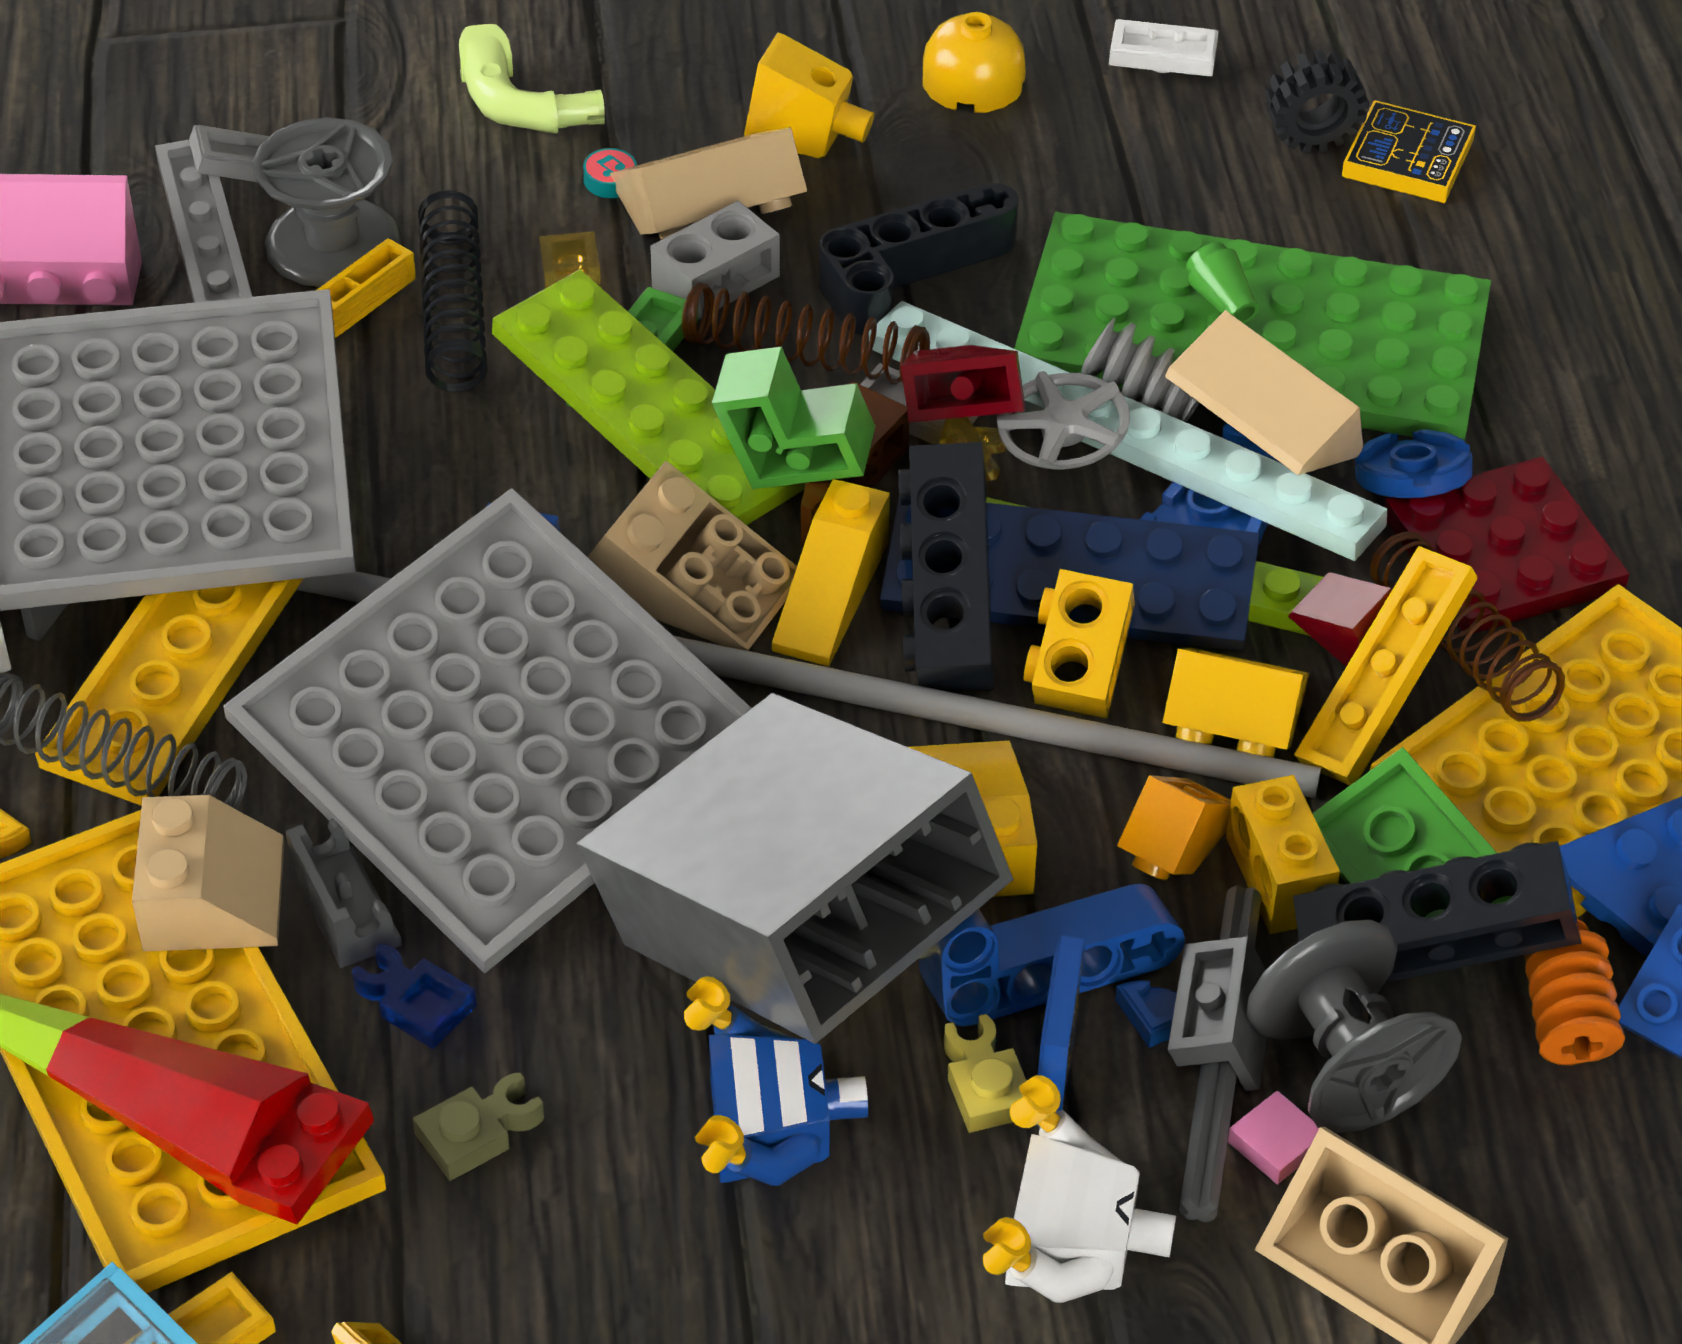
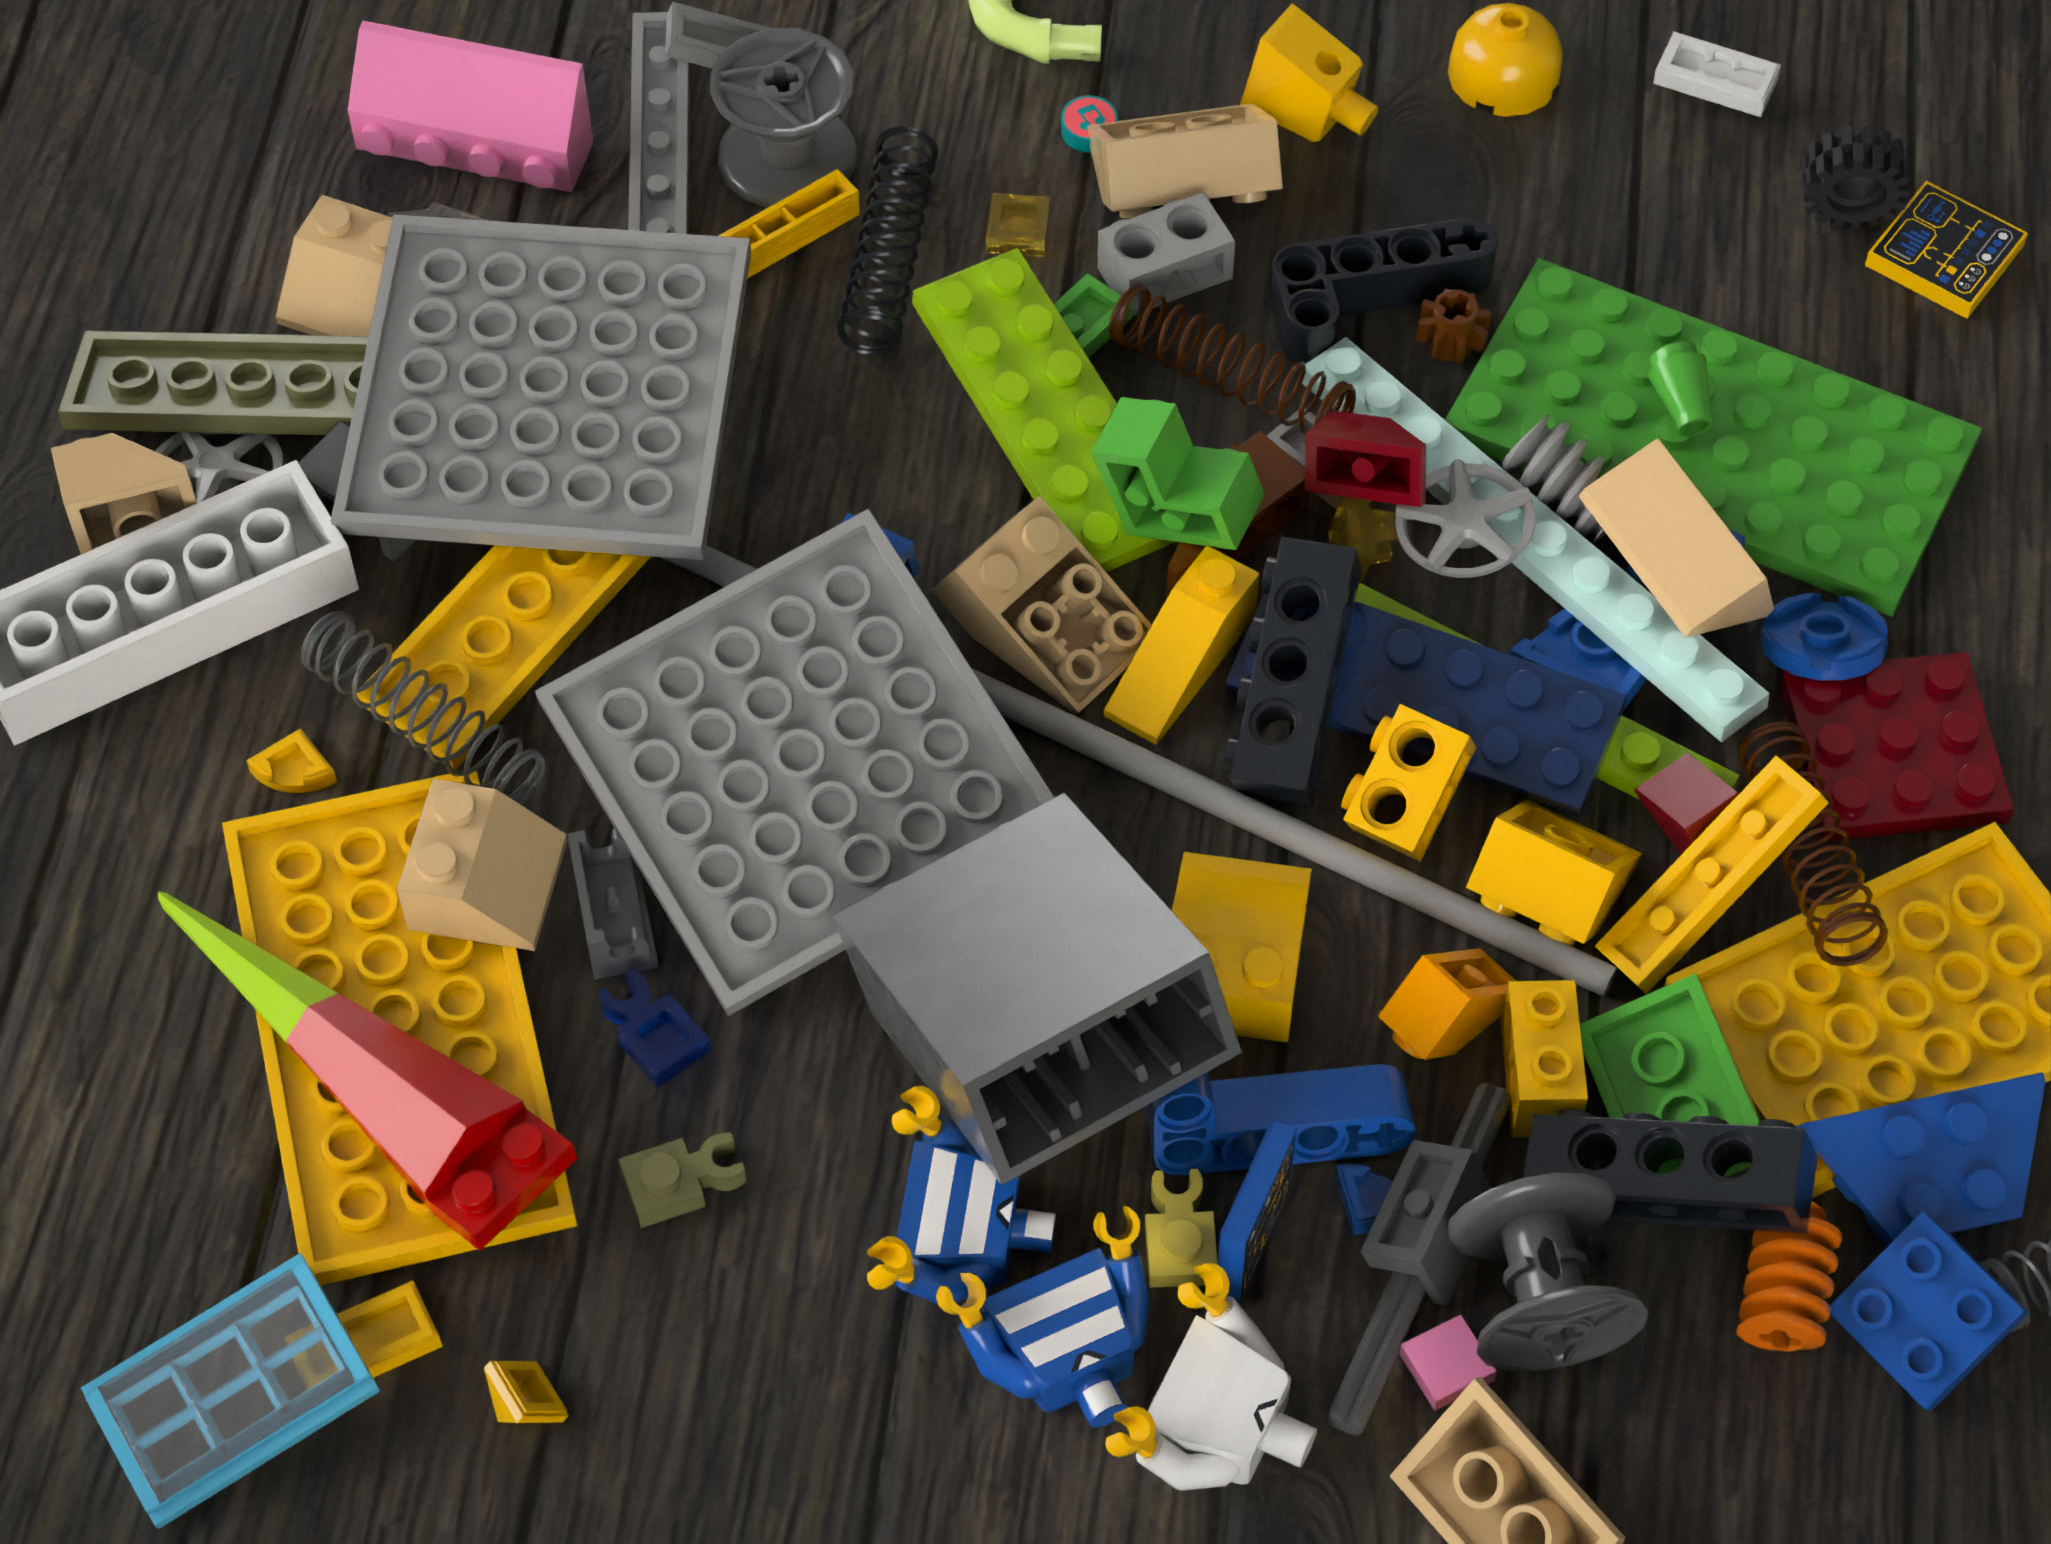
camera: 15 degrees right, 10 degrees up
(902, 1179) = (1062, 1330): none -> blue torso
(997, 275) = (1453, 325): none -> reddish brown gear

